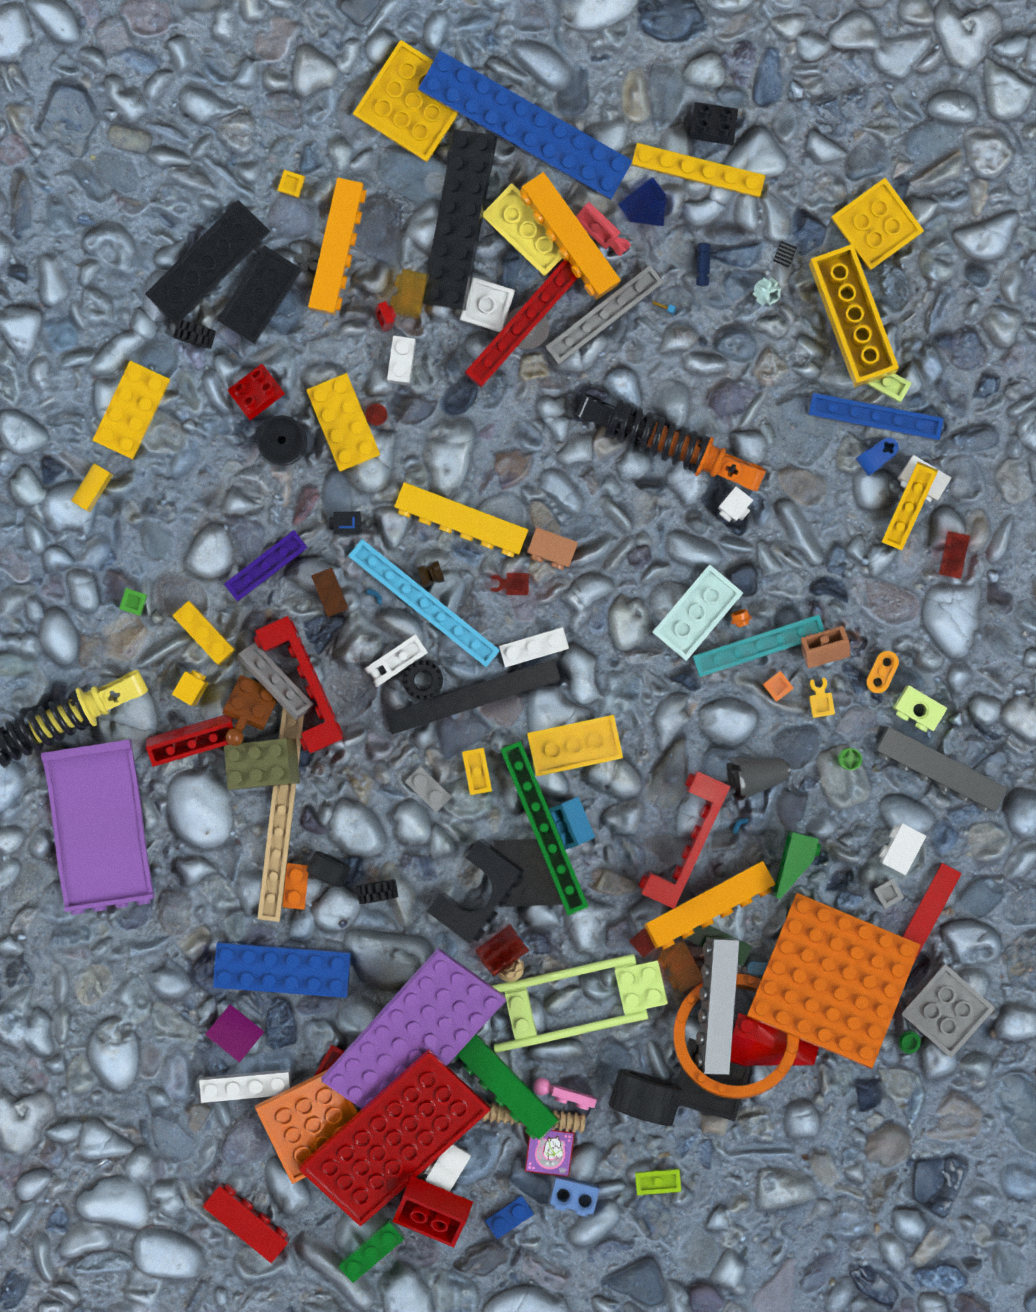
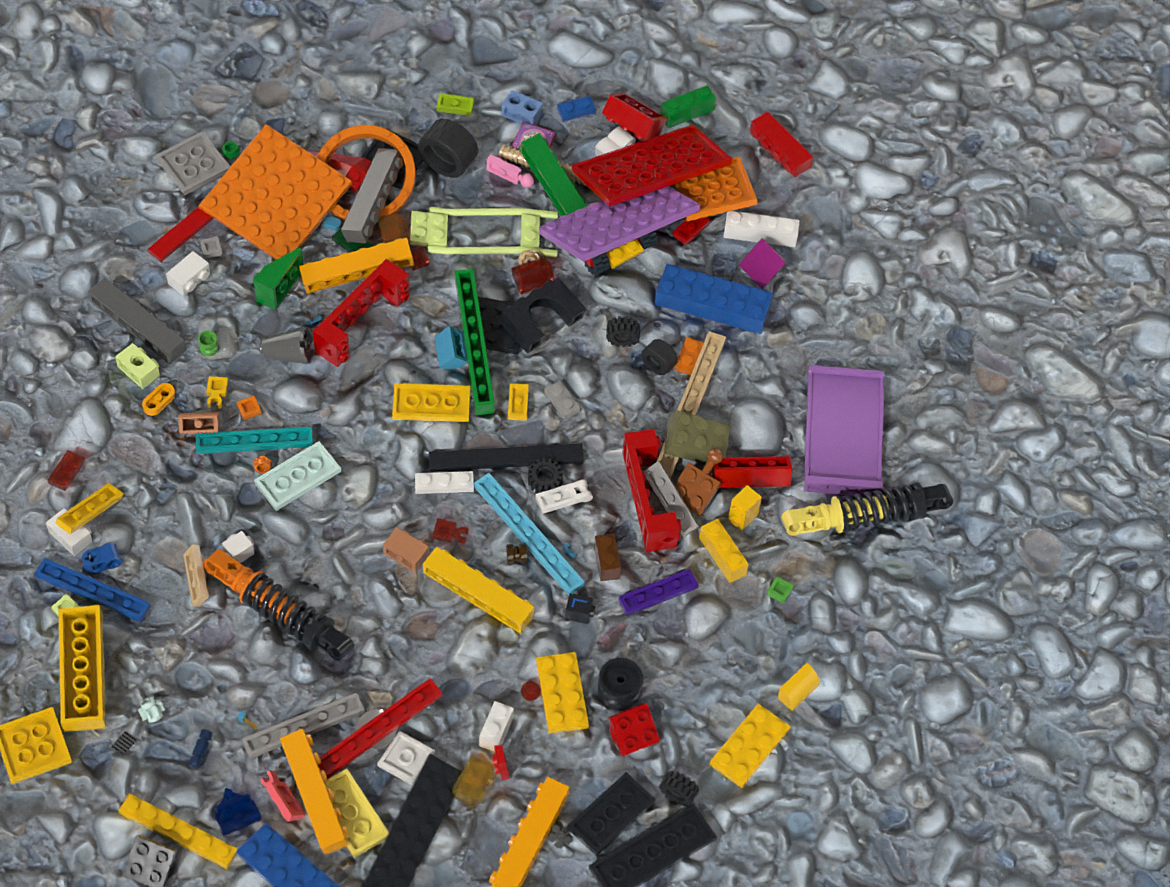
camera: 170 degrees left, 30 degrees down
(770, 460) = (196, 575): none -> tan plate

